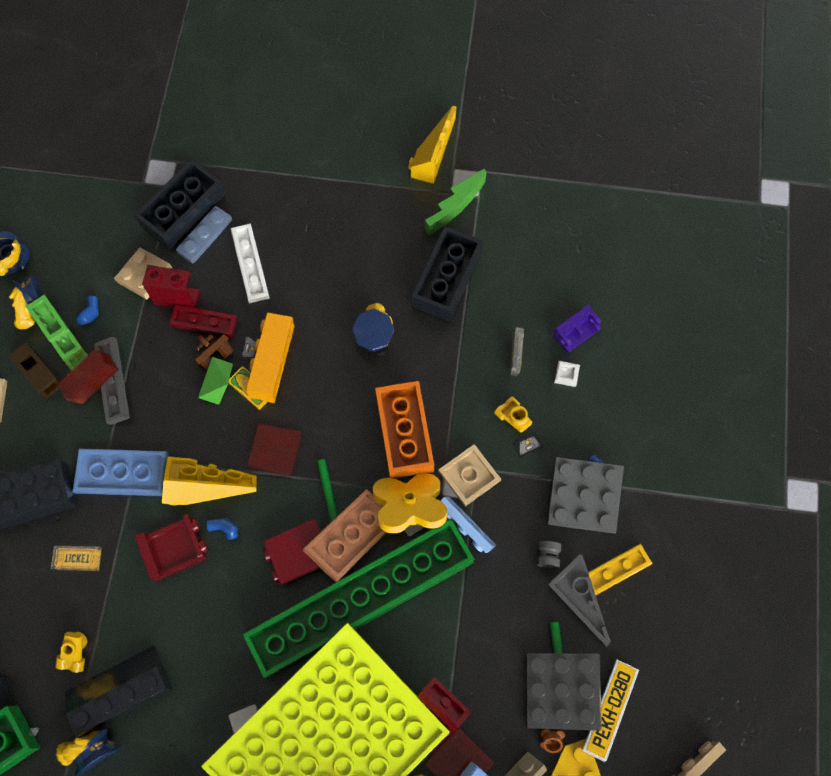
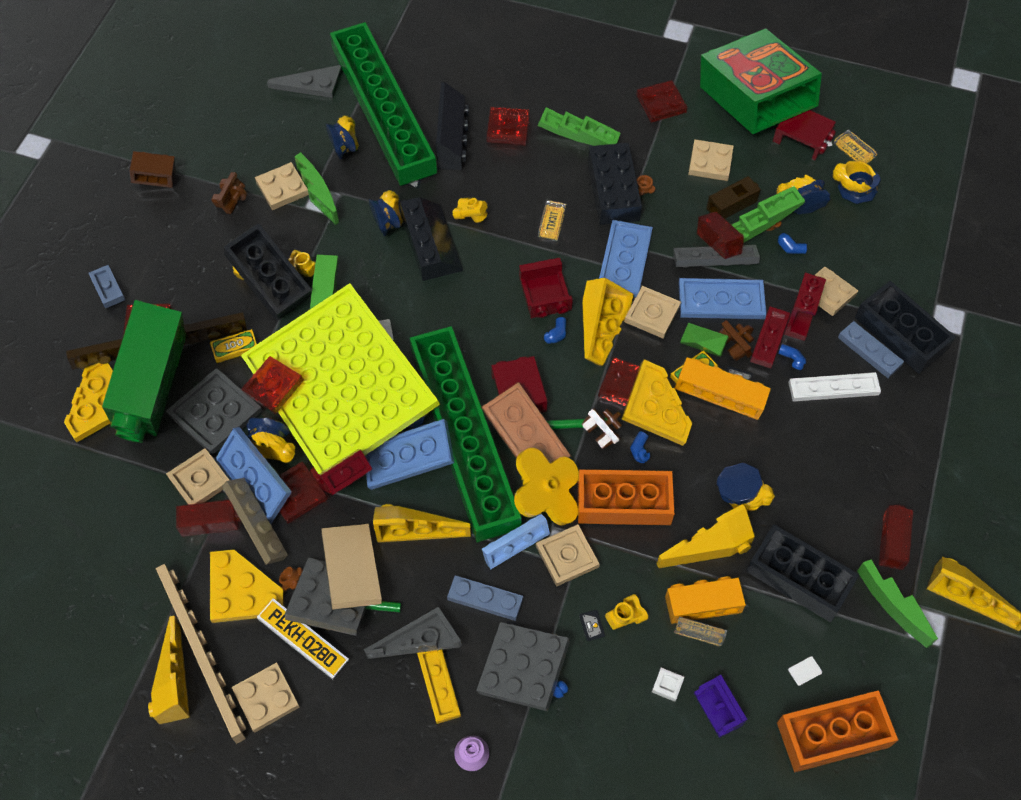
camera: 100 degrees right, 10 degrees down
(20, 459) = (645, 185): none -> dark orange plate
(161, 371) = (722, 298): none -> medium blue tile
(187, 434) = (652, 312): none -> tan plate
(222, 296) = (795, 354): none -> blue arm
(299, 415) = (657, 405): none -> yellow plate
(330, 458) = (609, 435): none -> hips
(346, 428) = (637, 449): none -> blue arm
(395, 204) = (896, 537): none -> clear red brick
(399, 642) = (410, 454): none -> medium blue tile
(425, 339) = (725, 538): none -> yellow wedge
(472, 639) = (405, 524): none -> yellow wedge
(487, 351) = (705, 599): none -> light orange brick
(526, 544) = (485, 598): none -> sand blue plate
(527, 269) = (805, 671): none -> white sticker
(530, 679) = (351, 566): none -> tan tile
(549, 554) = (471, 618): dark grey wheel -> none
(578, 239) = (837, 731): none -> orange brick
(669, 527) = (473, 757): none -> lavender cone
(671, 732) = (265, 697): none -> tan plate

